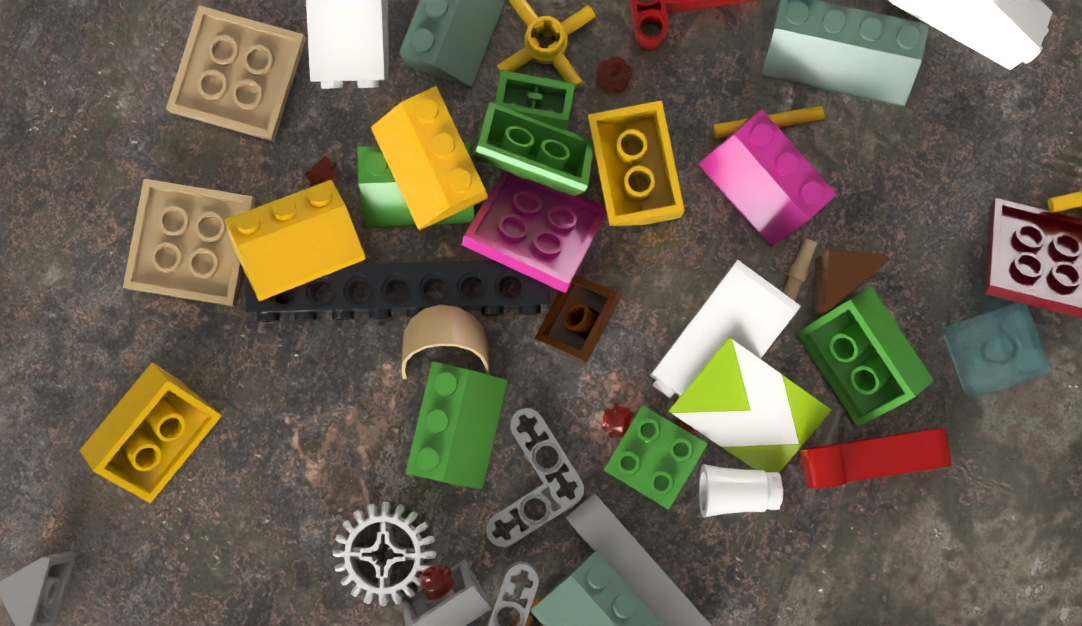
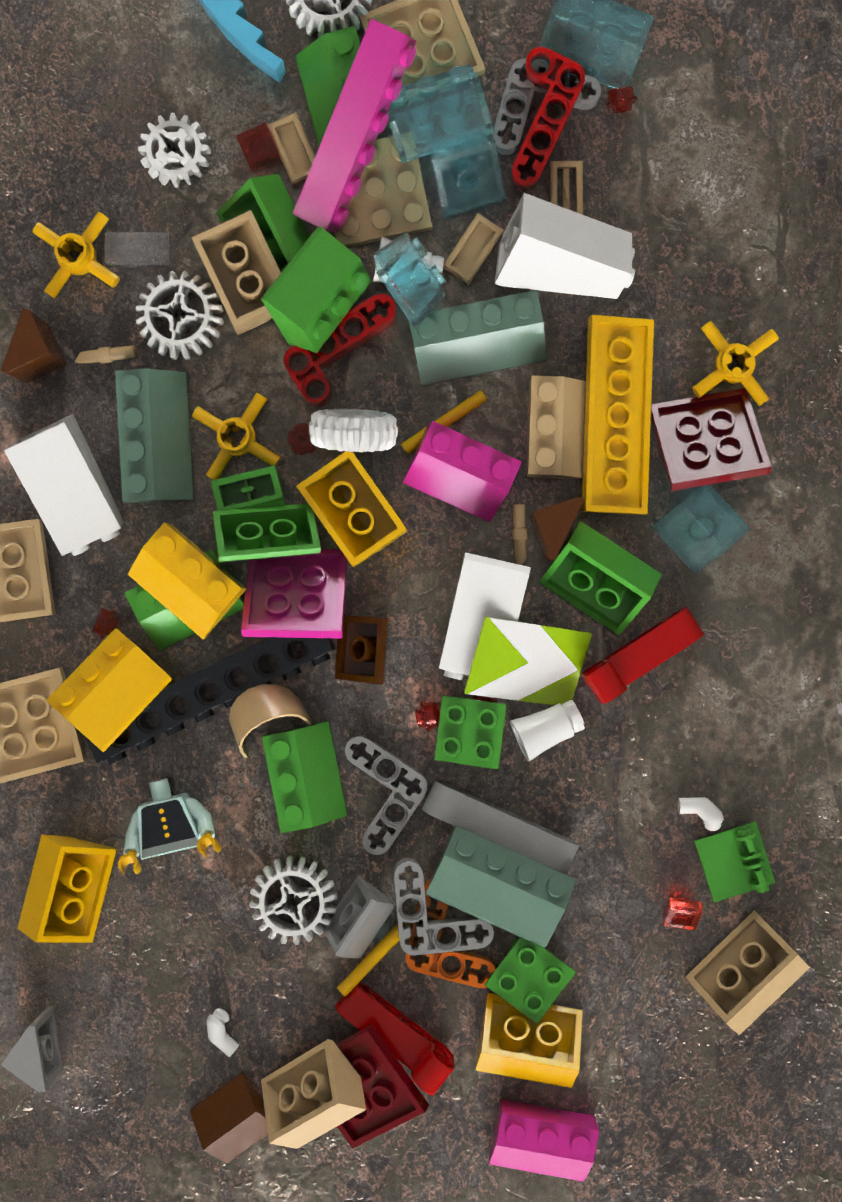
camera: 25 degrees left, 5 degrees up
(286, 413) = (167, 827): none -> torso
(436, 581) = (342, 905): clear red plate -> none
(673, 84) = (353, 430): none -> white gear
(888, 180) = (555, 427): none -> tan slope
(956, 194) = (617, 415): none -> yellow plate

